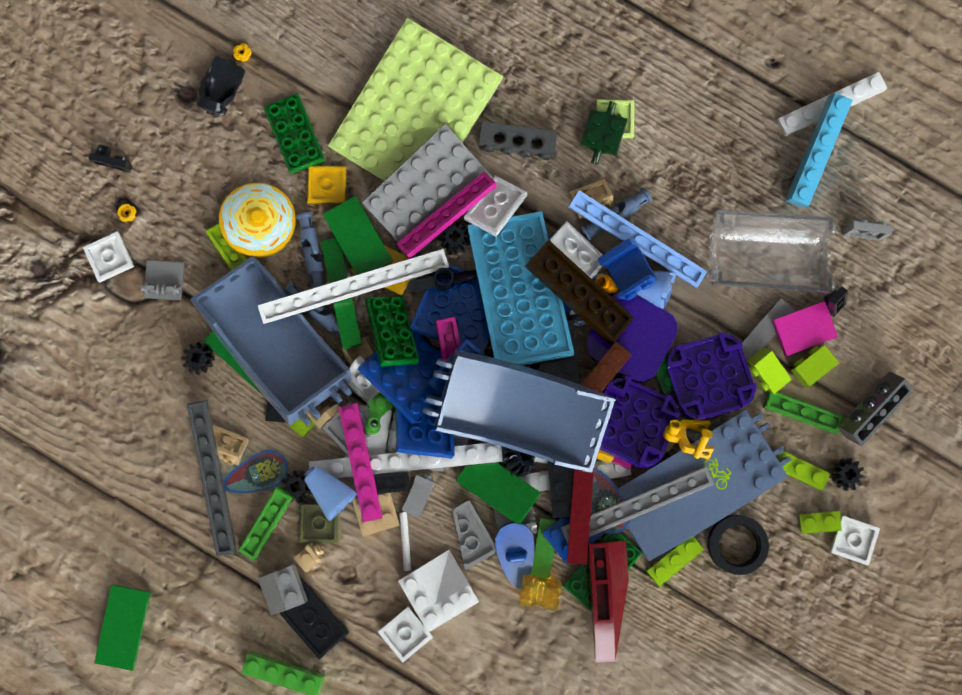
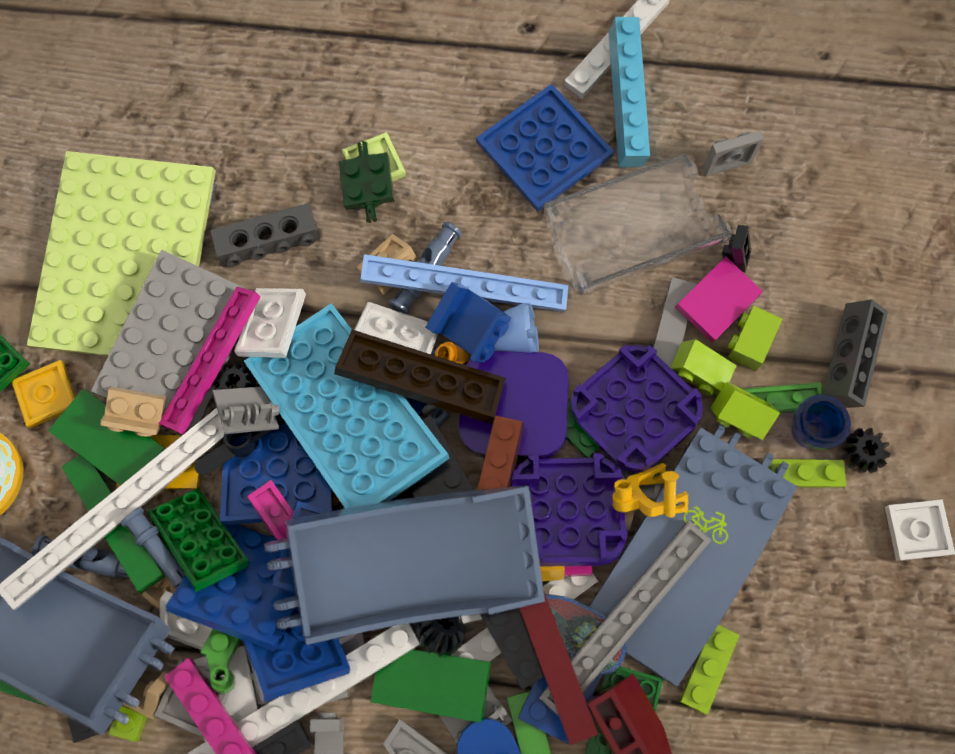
camera: 25 degrees left, 10 degrees down
(311, 248) = (51, 481): sand blue piece -> none
(361, 315) = (147, 536): none -> sand blue pin
(383, 229) = (133, 411): none -> tan bracket
(456, 261) = (245, 410): none -> light grey hinge
(739, 162) = (544, 147): none -> blue plate
(756, 560) = (811, 597): black tyre -> none
(780, 412) = (744, 410): none -> lime brick
(820, 522) = (866, 527): lime plate -> none
(834, 443) = (828, 416): none -> clear blue piece

